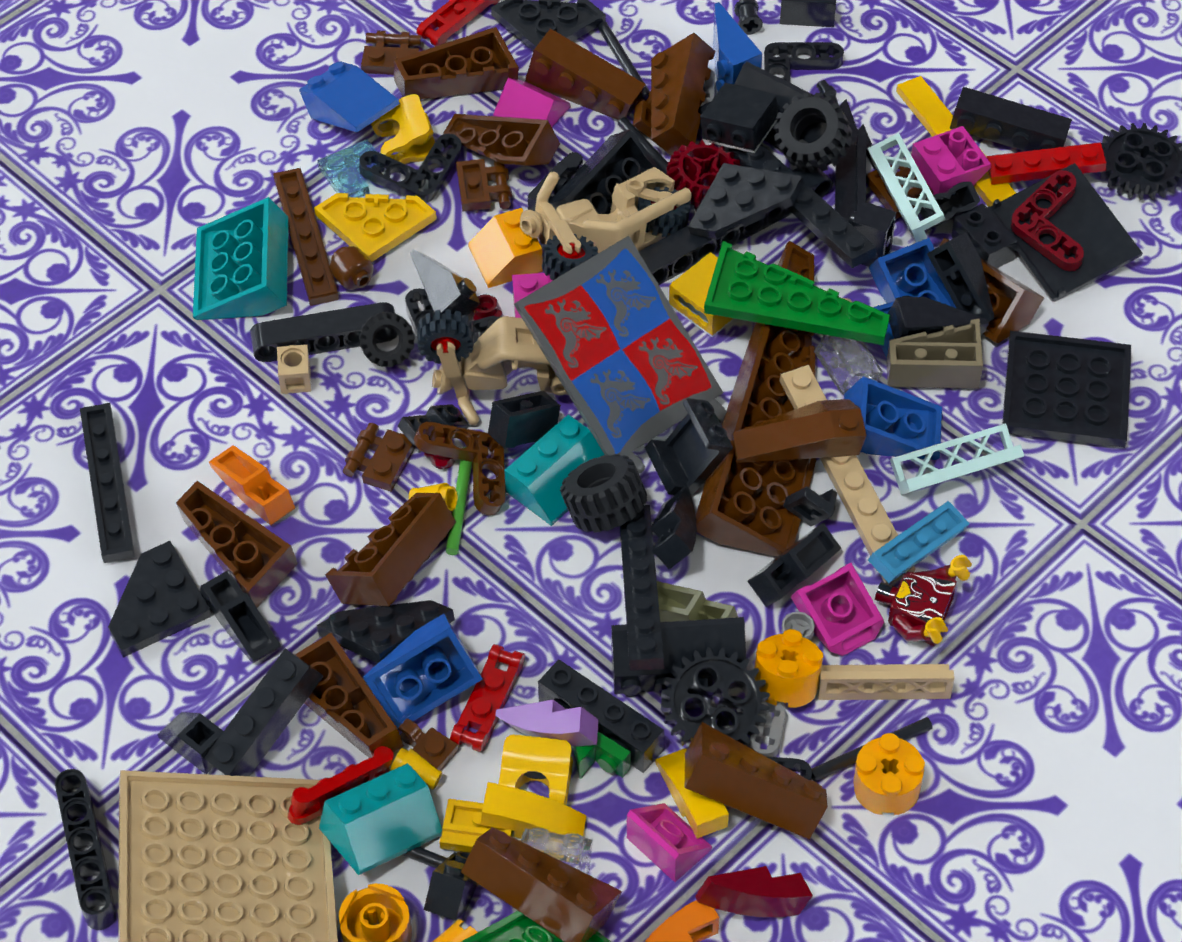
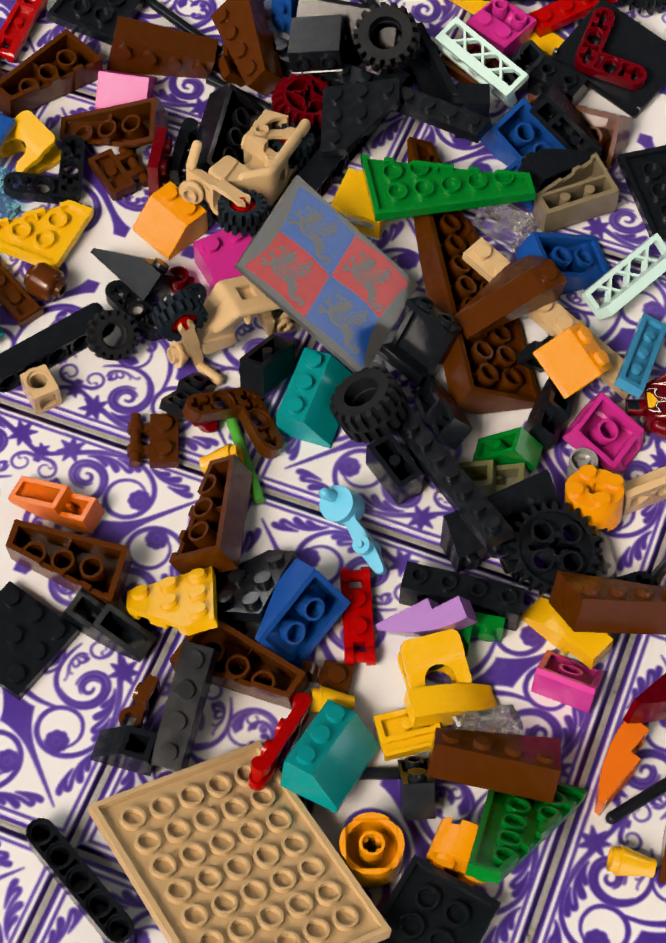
camera: 25 degrees left, 5 degrees up
(232, 700) = (144, 698): none -> reddish brown plate
(313, 616) = (178, 602): none -> yellow plate
(520, 182) = (159, 160): none -> dark red plate
(531, 589) = (347, 509): none -> medium azure piece
(598, 565) = (394, 468): none -> black brick
(732, 588) = (509, 448): none -> green slope
(838, 521) = (573, 359): none -> light orange slope

